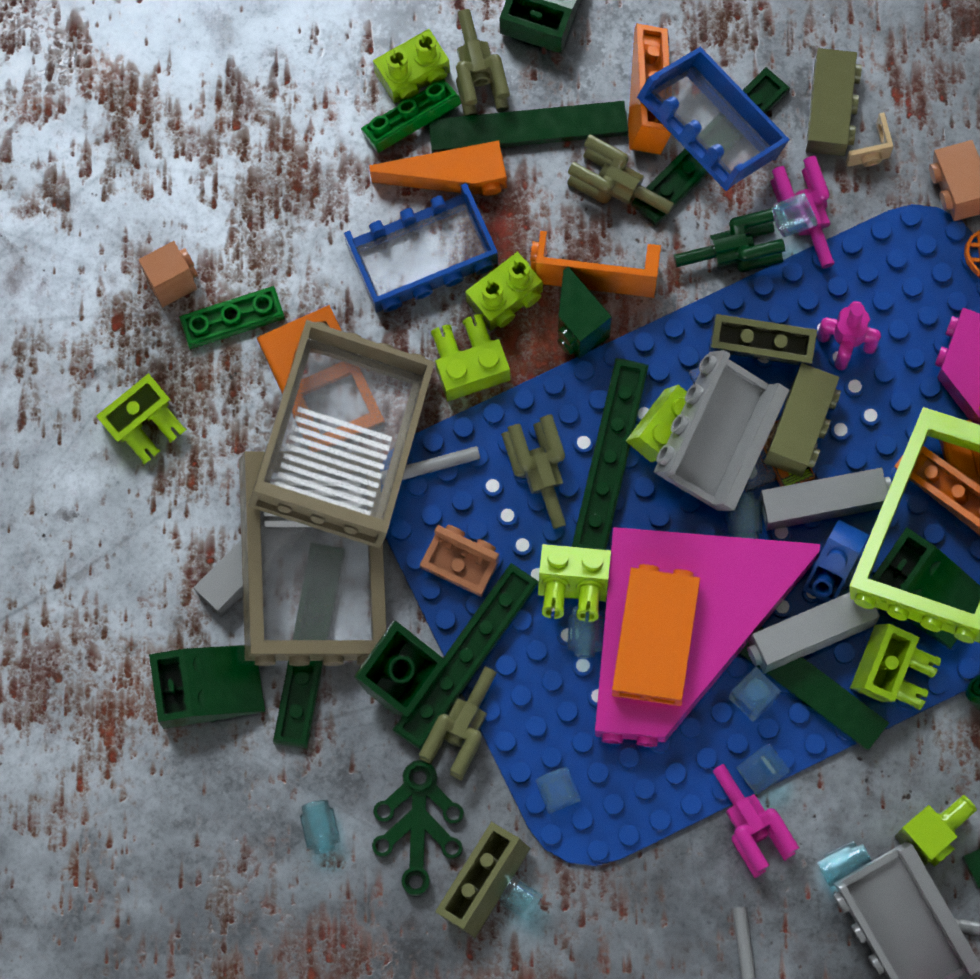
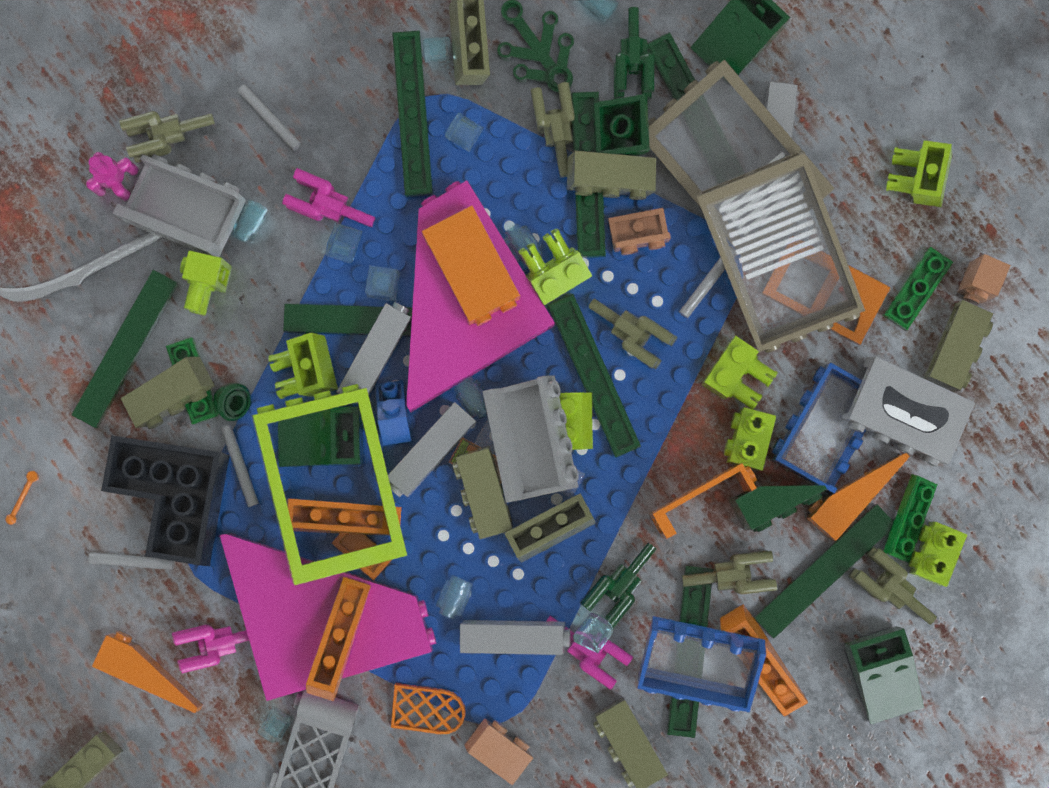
camera: 140 degrees right, 10 degrees up
(239, 234) = (959, 346): none -> olive brick
(333, 735) = (633, 59): none -> dark green plant
(336, 206) = (908, 412): none -> light grey panel
(447, 631) = (611, 175): none -> olive brick
(527, 212) = (760, 506): none -> dark green slope
(581, 319) = (687, 453): dark green slope -> none
(596, 850) = (412, 113): none -> dark green tile
(849, 331) = (495, 577): dark pink plant -> none
(872, 267) = (513, 637): none -> light grey brick
(874, 154) = (572, 725): tan bracket -> none
(903, 346) = (454, 597): none -> clear light blue brick

